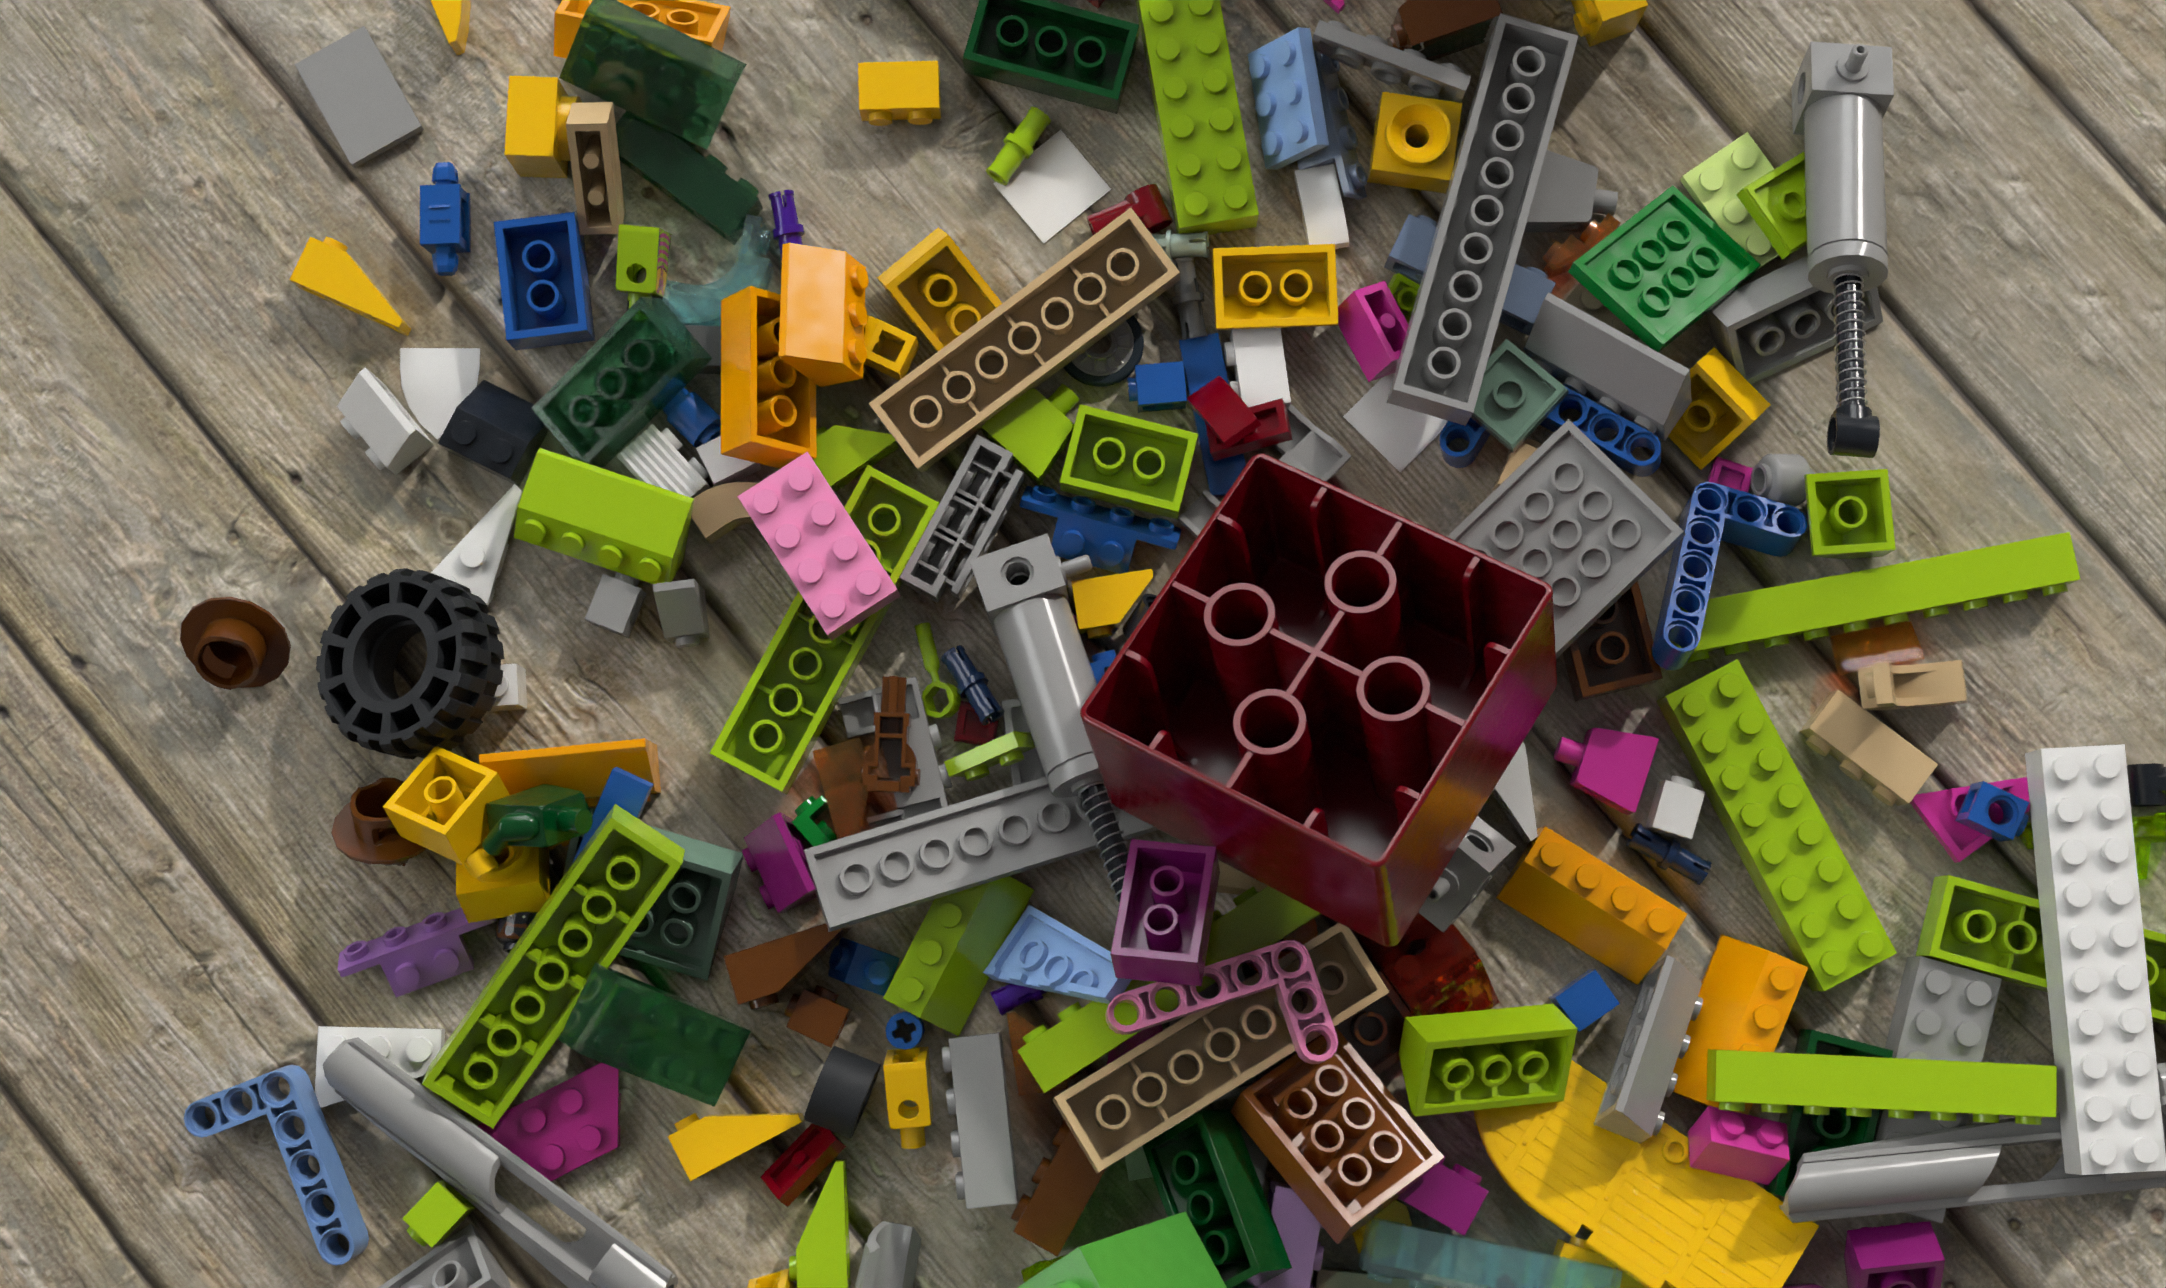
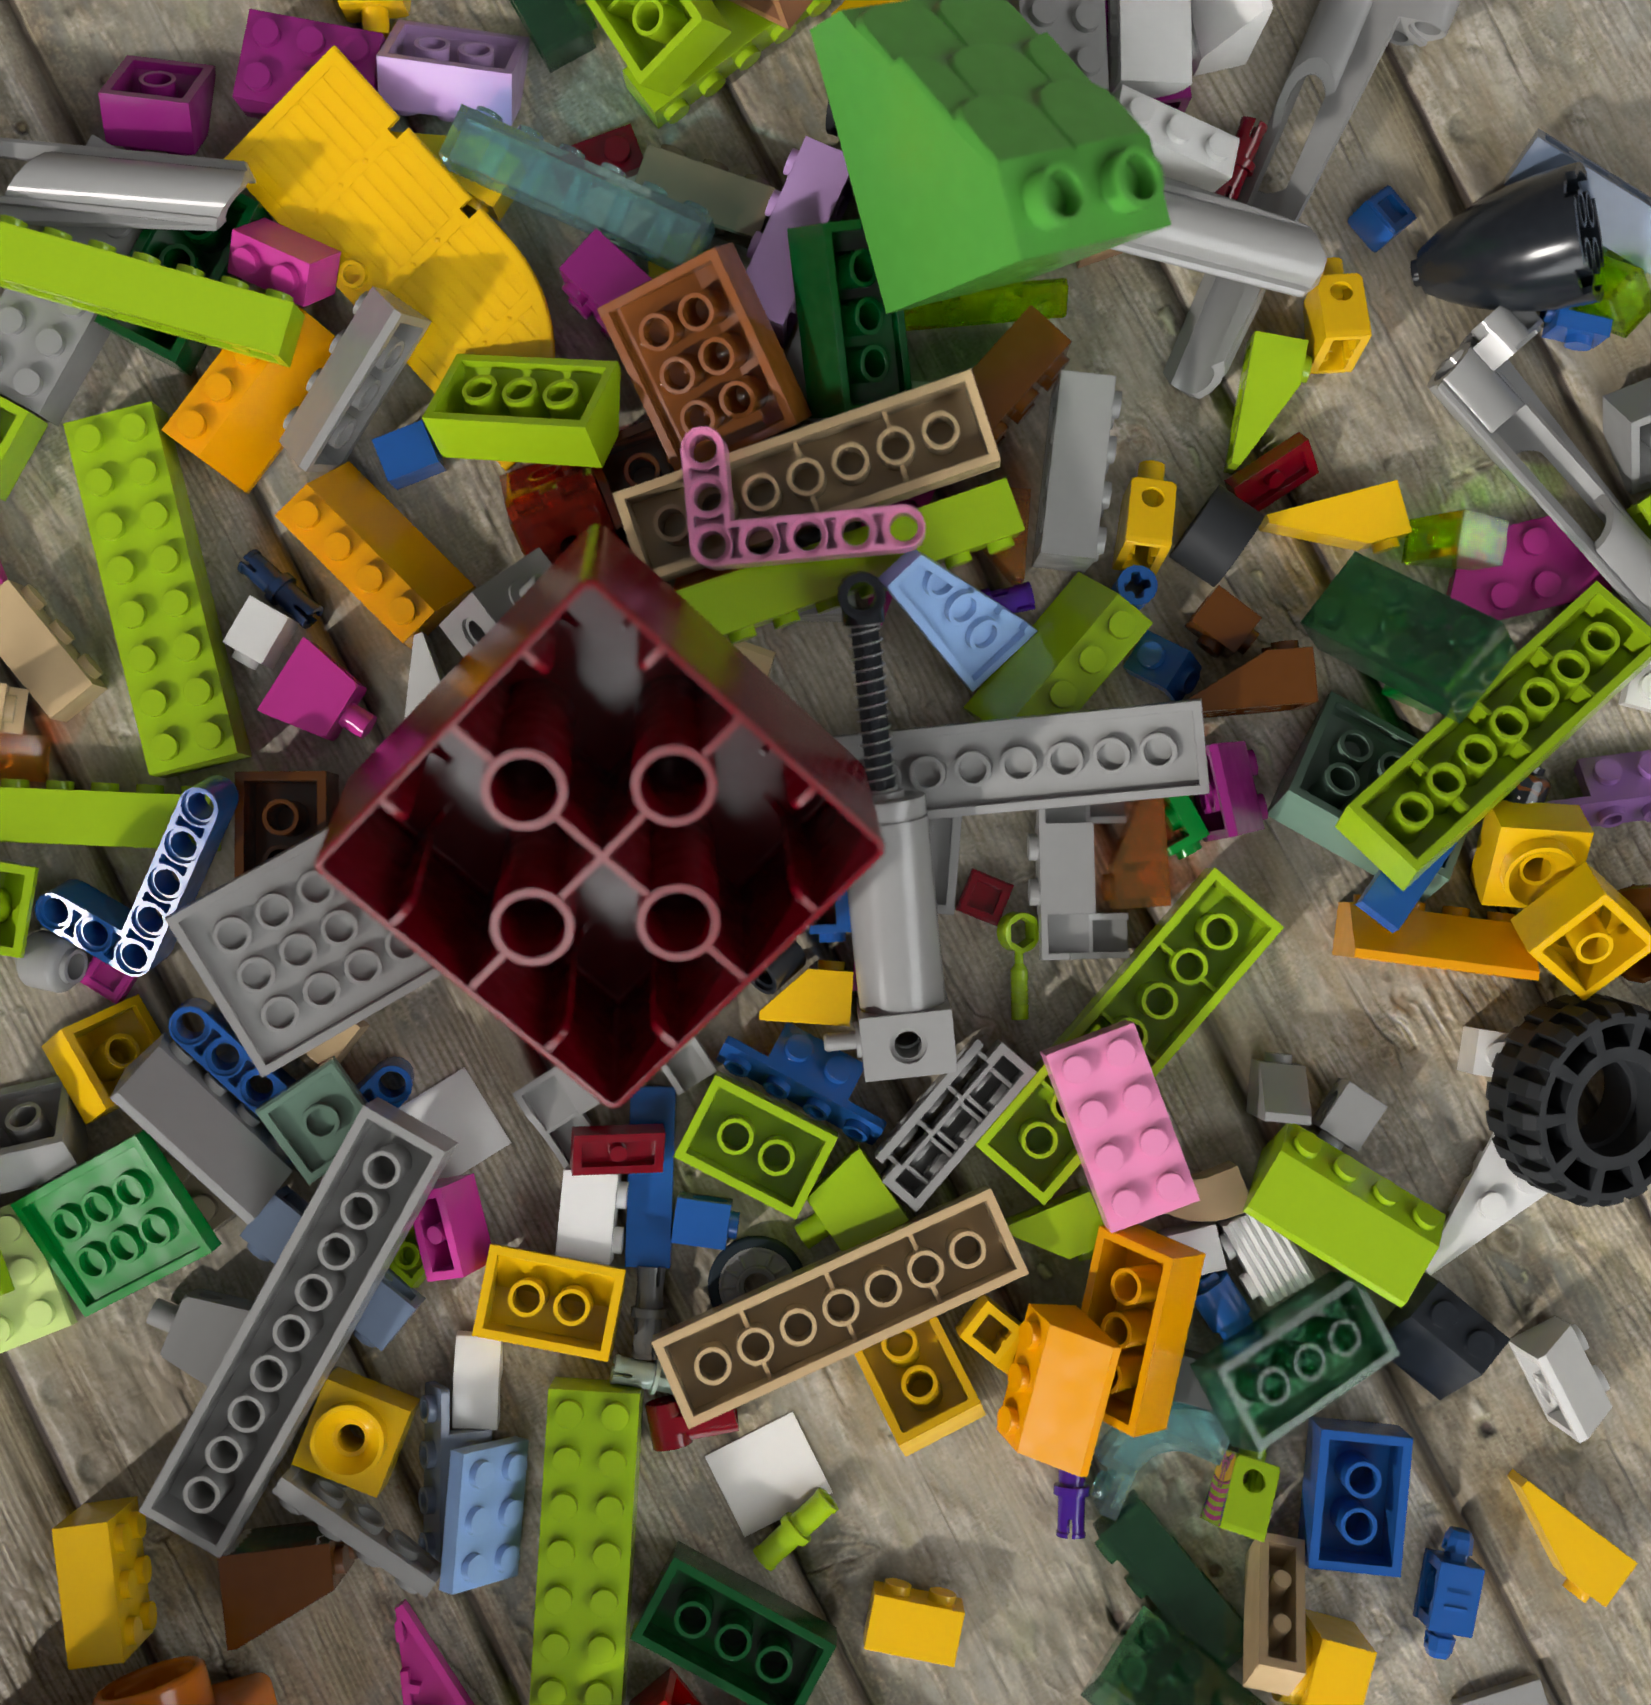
camera: 170 degrees left, 5 degrees up
(437, 382) = (1490, 1410): white sticker -> none
(531, 818) = (1497, 893): dark green torso -> none
(625, 1137) = (1456, 541): none -> clear neon green slope
(893, 725) = (1079, 910): reddish brown piece -> none
(972, 685) = (981, 939): dark blue pin -> none
(1003, 750) = (996, 853): lime plate -> none
(1165, 912) = (836, 624): magenta brick -> none
(1223, 411) = (639, 1174): dark red slope -> none
(1561, 256) = (219, 1265): clear orange slope -> none

